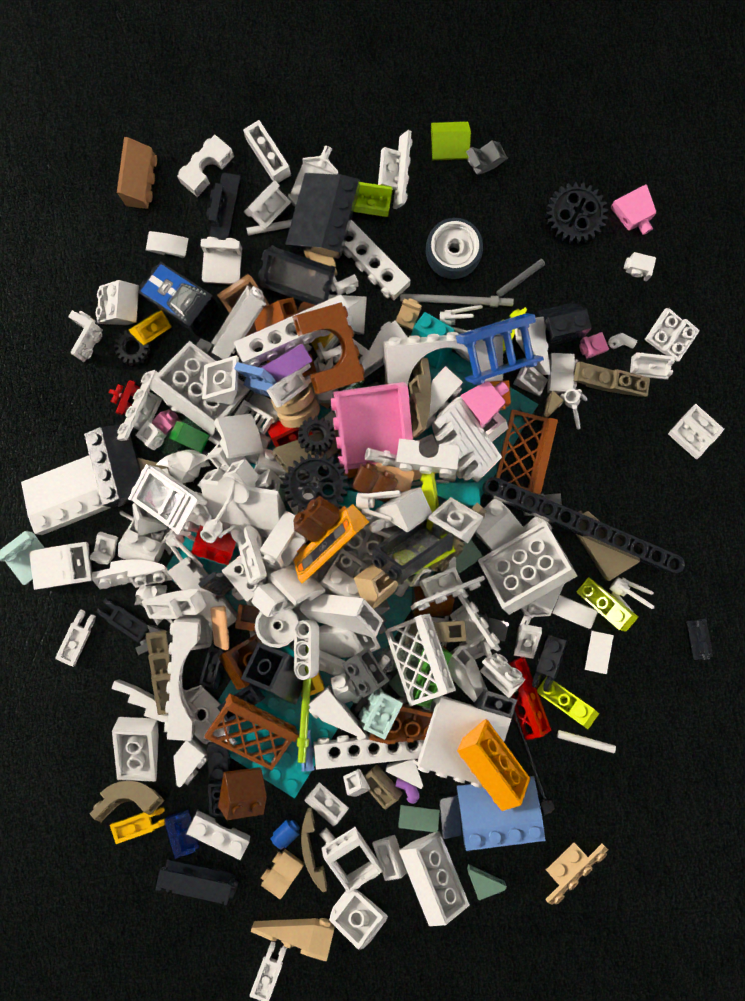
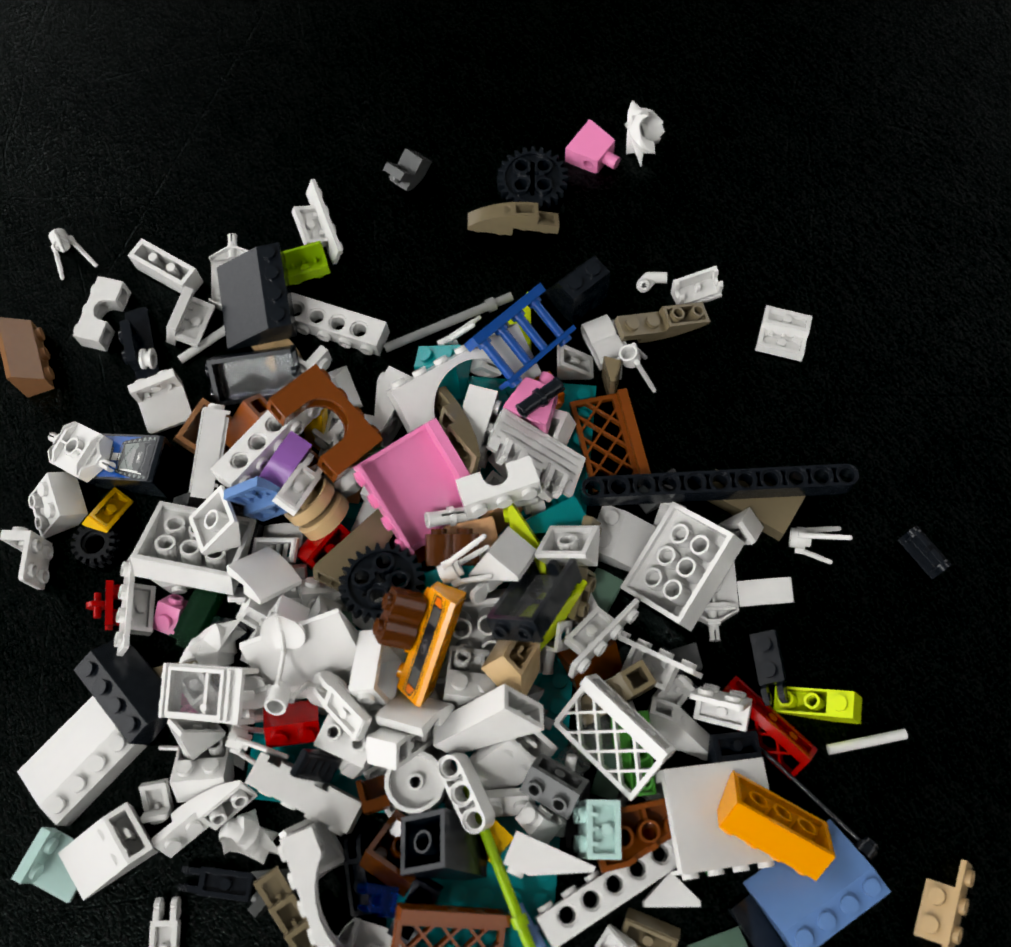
camera: 25 degrees left, 15 degrees down
(151, 435) = (158, 631): white bracket -> none
(152, 282) = (90, 451): none -> white plate
(166, 243) = (92, 412): white slope -> none
(174, 604) = (272, 821): white slope -> none
(189, 436) = (205, 608): green slope -> none
(198, 89) = (62, 243): none -> white plant
(220, 627) = (344, 822): light nougat slope -> none
(222, 687) = (382, 899): none -> clear blue hinge
(224, 221) = (147, 358): none -> white bush
(316, 446) = (353, 517): black tyre -> none
(408, 313) = (402, 356): tan bracket -> none
(411, 790) = (688, 917): medium lavender arm -> none
(450, 140) = (362, 173): lime slope -> none
(454, 234) = (419, 270): white wheel -> none
(489, 403) = (540, 397): none -> black pin
(520, 278) = (508, 267): dark grey bar -> none
(527, 640) = (729, 653): white slope -> none
(538, 343) = (560, 314): white slope -> none
(540, 236) = (504, 217): none -> dark tan slope
(583, 562) = (744, 526): none -> white slope
(593, 345) = (623, 299): bright pink bracket -> none
(599, 652) = (820, 624): white hinge -> none
(607, 605) = (797, 564): neon yellow slope -> none
(640, 265) = (627, 198): white brick -> none
(672, 334) = (700, 249): white slope -> none
(682, 215) = (643, 131): none -> white hair

